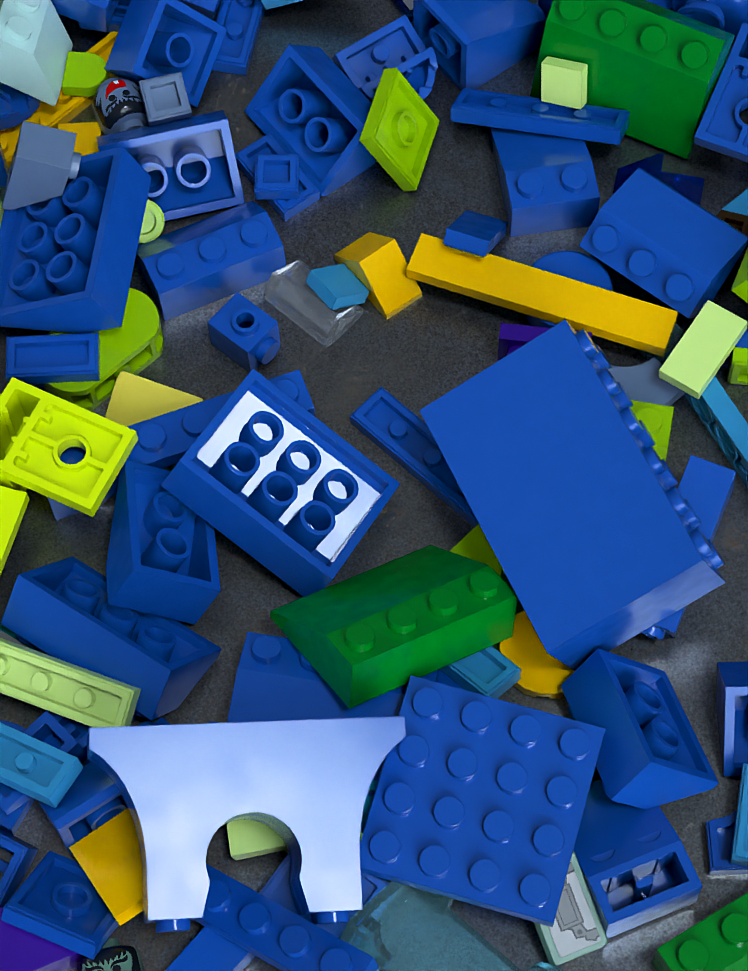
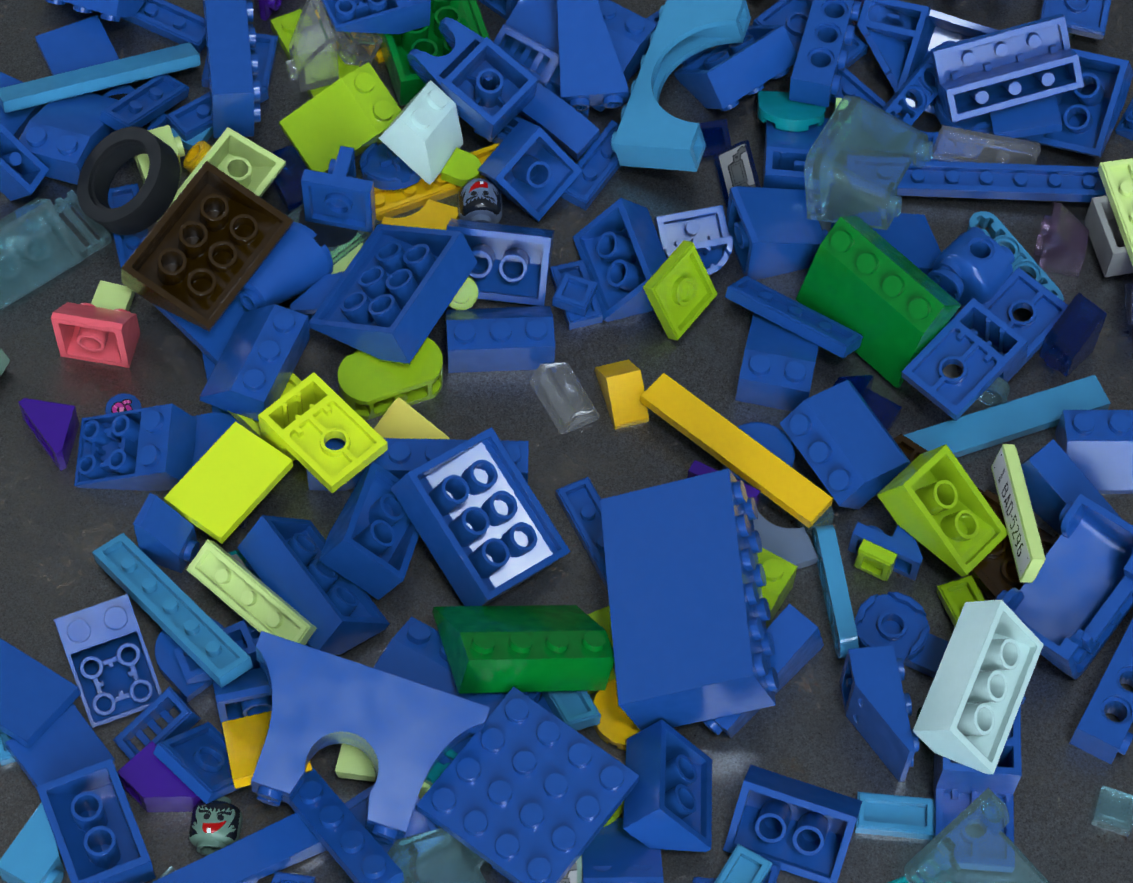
camera: 15 degrees right, 5 degrees down
(40, 165) = (396, 225): sand blue slope -> none
(53, 358) = (352, 370): blue tile -> none
(165, 99) = (512, 207): sand blue tile -> none
(244, 333) = (502, 401): blue brick -> none
(337, 286) = (585, 391): dark azure tile -> none
(475, 233) = (705, 387): blue tile -> none
(564, 82) = (820, 297): yellowish green tile -> none
(703, 349) = (838, 532): yellowish green tile -> none

